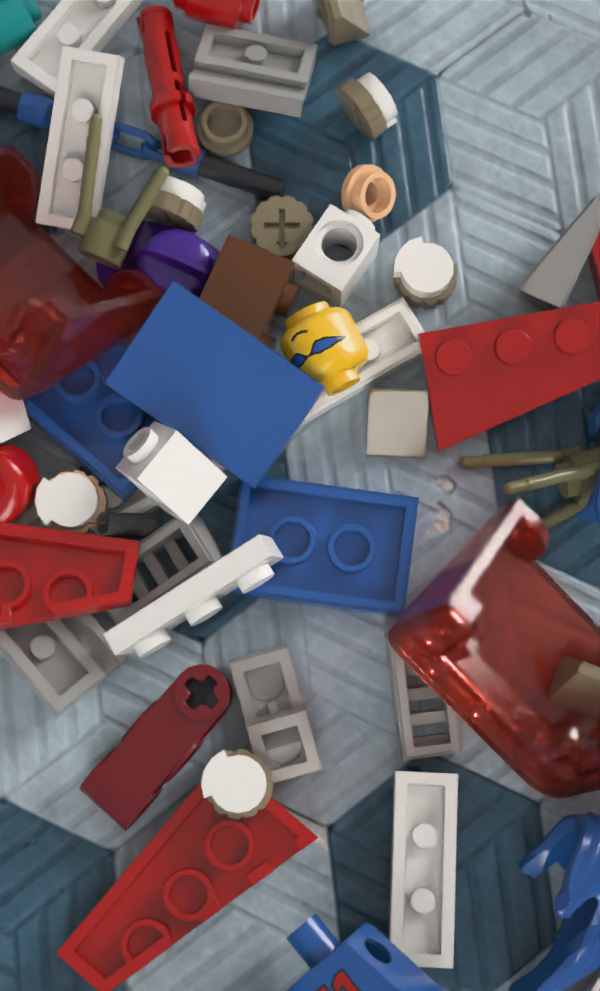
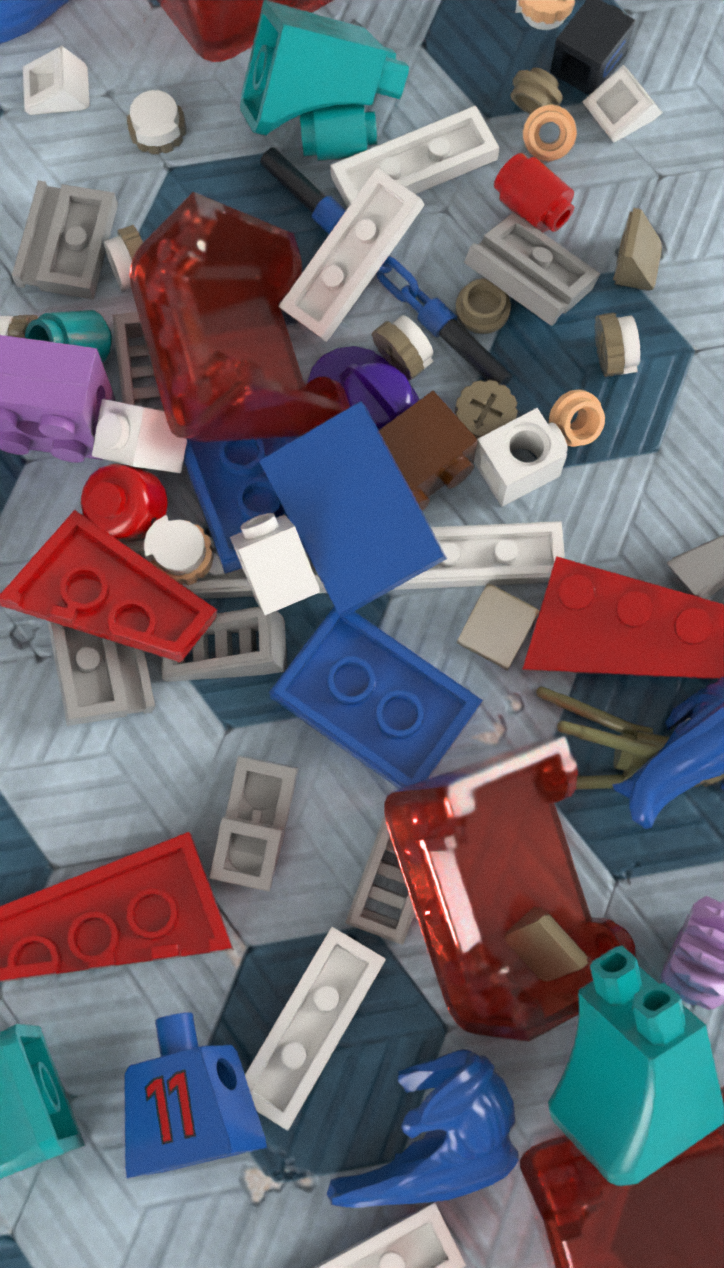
camera: 30 degrees right, 5 degrees down
(110, 234) = (334, 344): olive plant -> none
(125, 524) = (213, 591): dark grey piece -> none
(156, 747) = (139, 794): dark red piece -> none
(171, 104) = (446, 263): red pin -> none
(195, 598) = (239, 682): white plate -> none
(237, 783) = (186, 861): white piece -> none
(325, 346) = (467, 525): yellow head -> none
(424, 274) = (591, 511): white piece -> none

